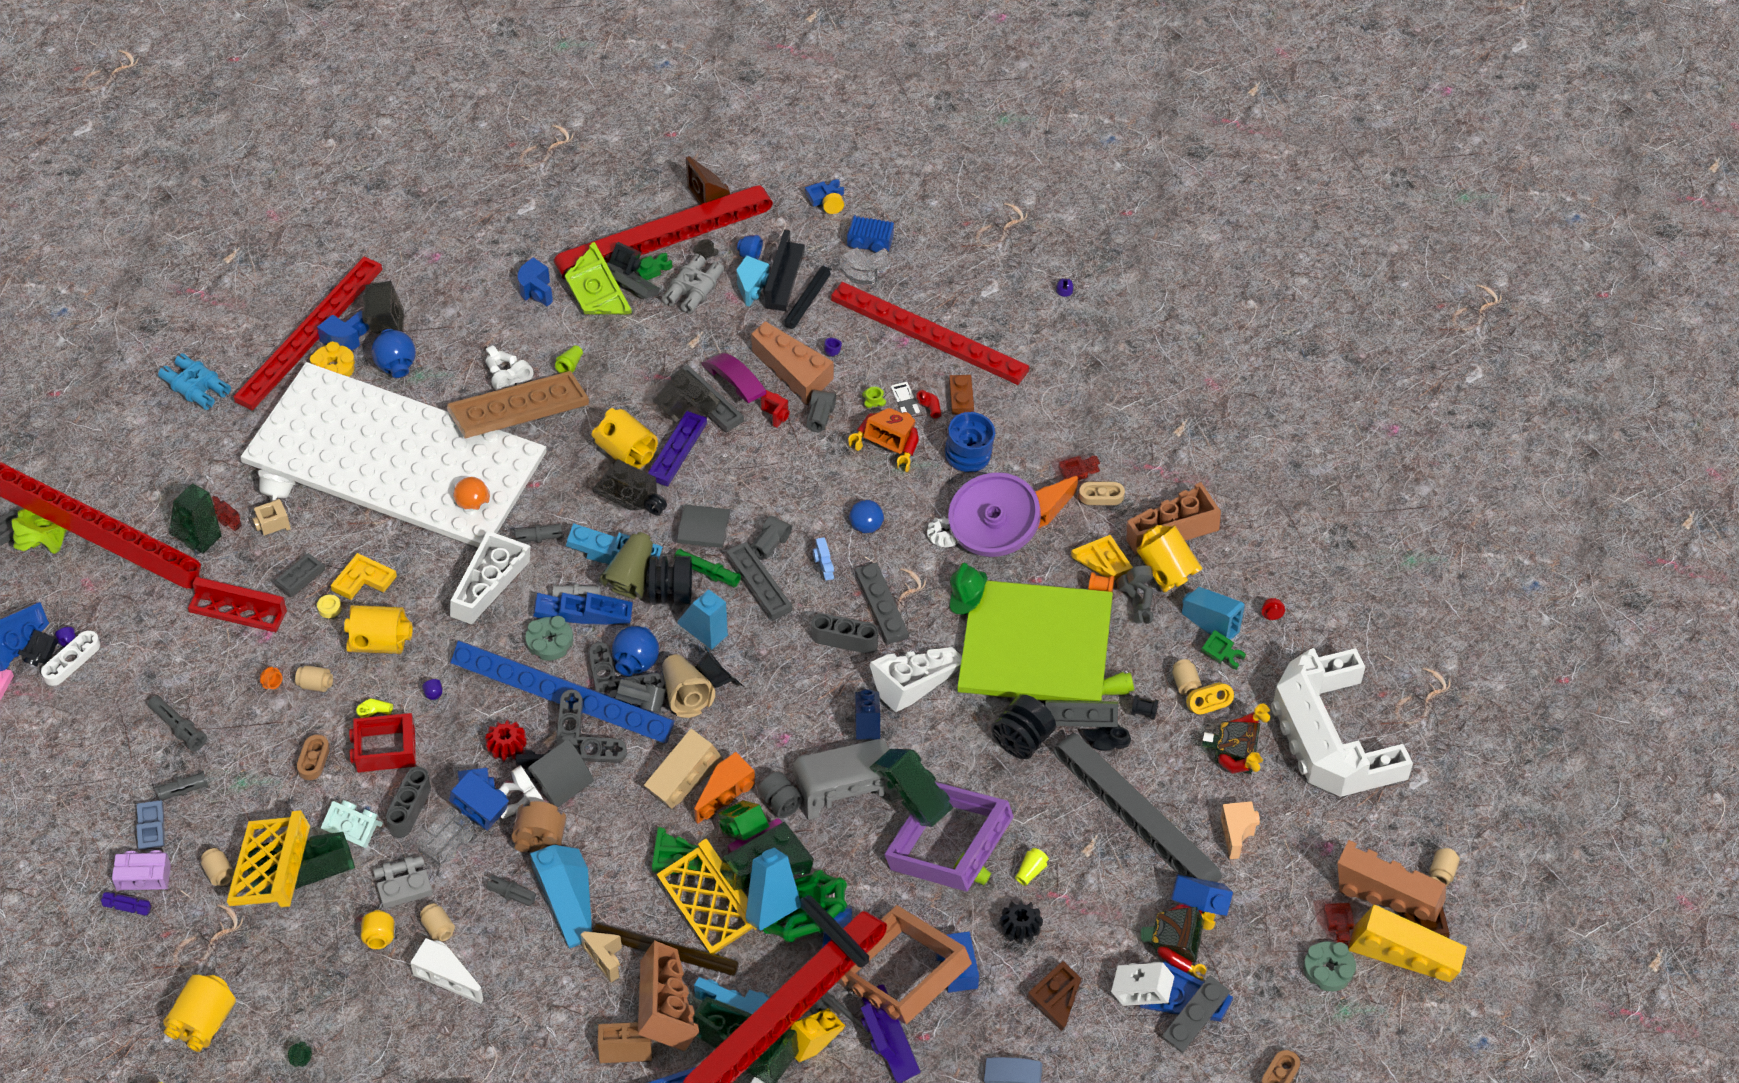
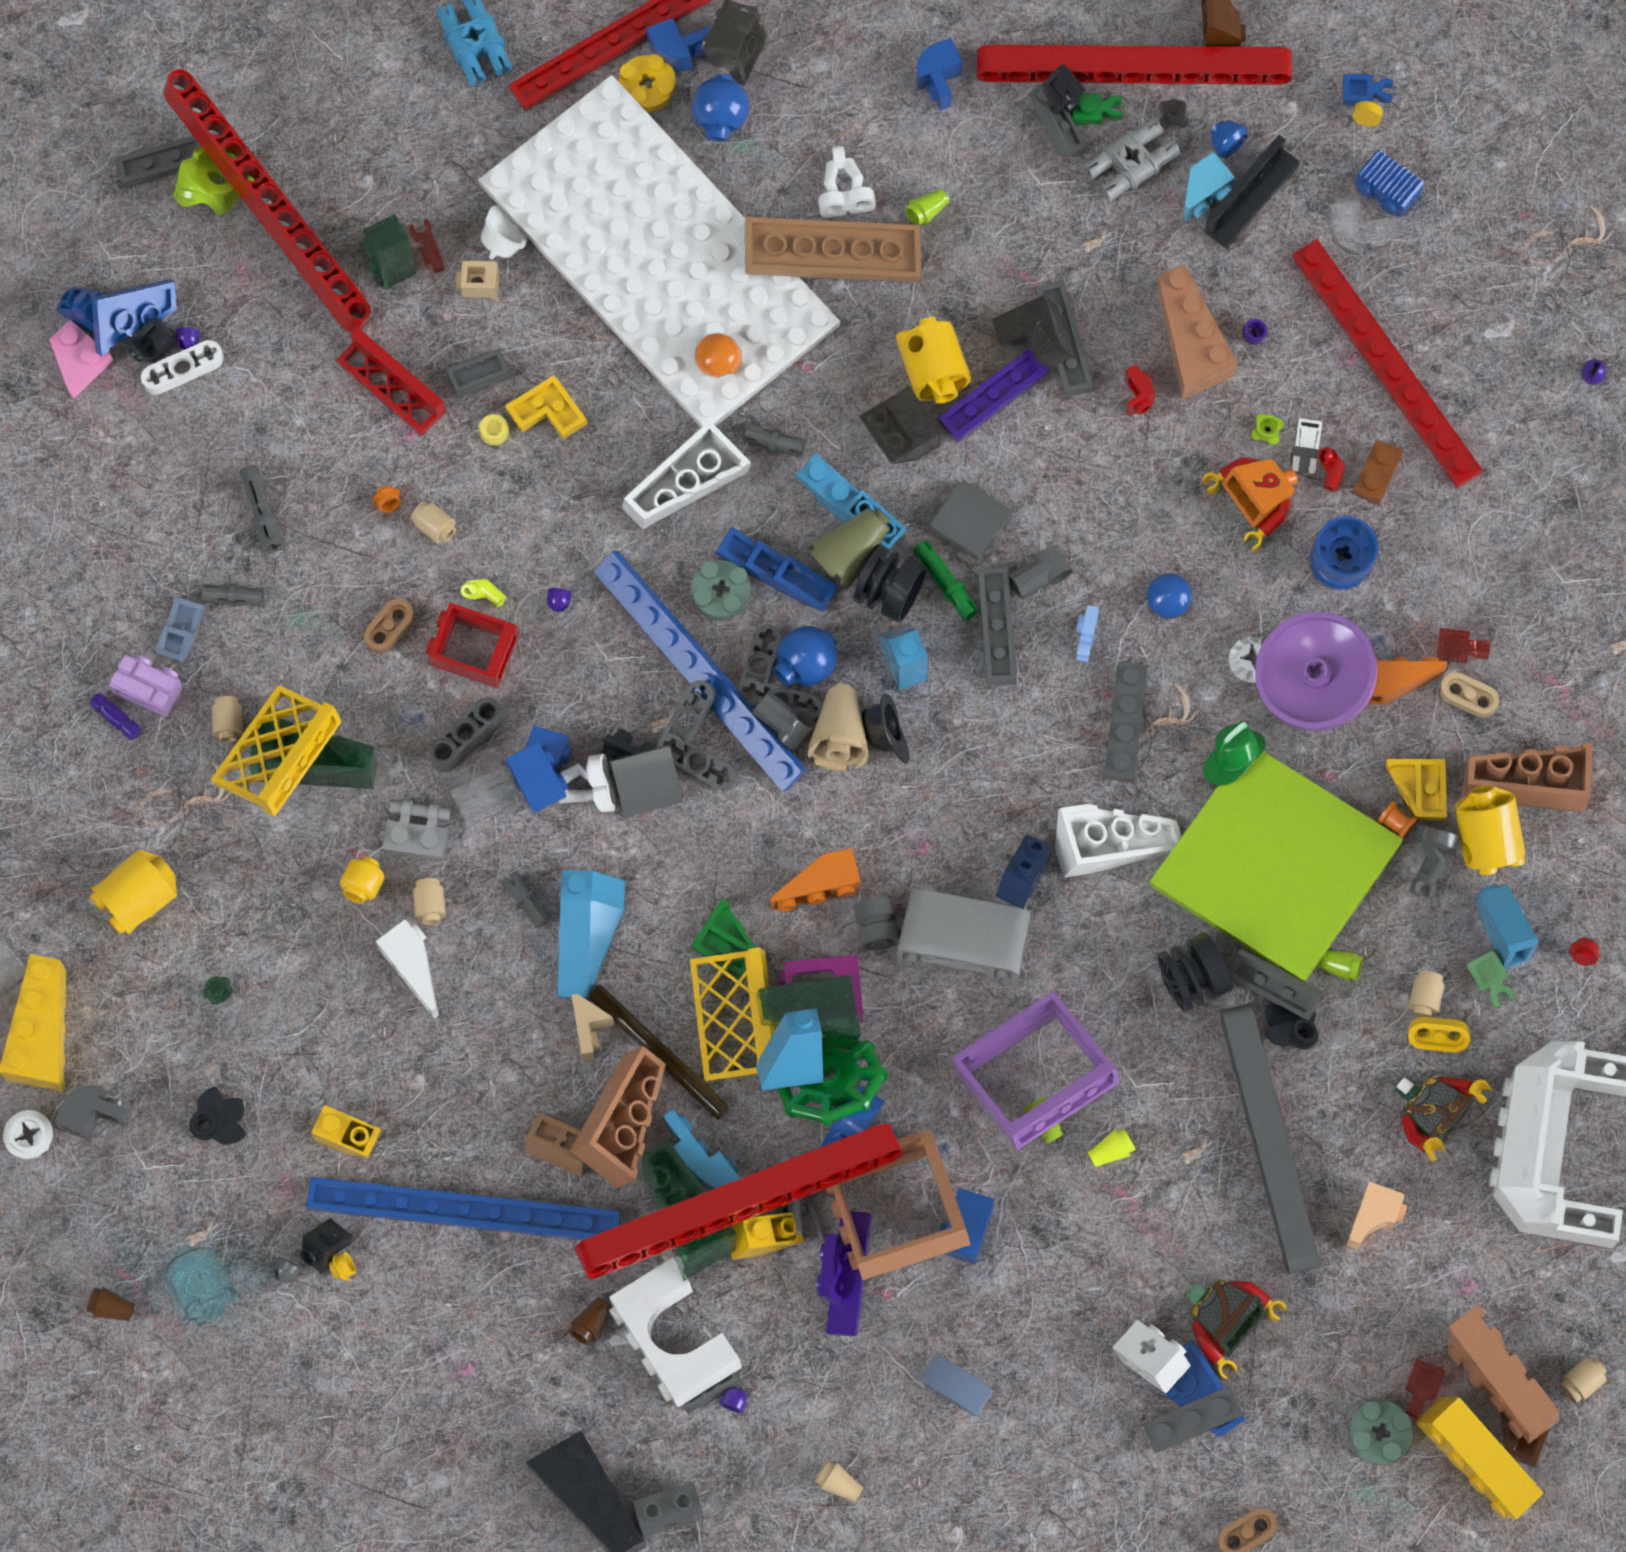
camera: 30 degrees right, 20 degrees up
(356, 826) = (393, 731): light aqua bracket -> none
(377, 629) = (528, 494): yellow cylinder -> none
(505, 740) = (605, 716): red gear -> none
(538, 826) = (587, 841): medium nougat brick -> none
(576, 590) = (780, 542): light grey pin -> none
(595, 285) = (1008, 111): lime wing -> none
(655, 504) = (928, 464): black bush -> none
(683, 769) = (785, 840): tan wedge -> none
(737, 374) = (1110, 325): magenta slope -> none
(743, 820) = (814, 940): green brick -> none
(807, 297) = (1263, 242): black axle -> none
(820, 407) = (1196, 412): dark grey piece -> none
(835, 931) = (835, 1138): black axle -> none
(859, 635) = (1054, 732): dark grey beam -> none
(914, 785) = (1016, 998): clear green wedge -> none
(1021, 921) = (1075, 1211): black gear -> none
(1056, 994) = (1055, 1317): reddish brown wing -> none
(1144, 707) = (1356, 1009): black bush -> none
(1203, 894) = (1281, 1282): blue slope -> none

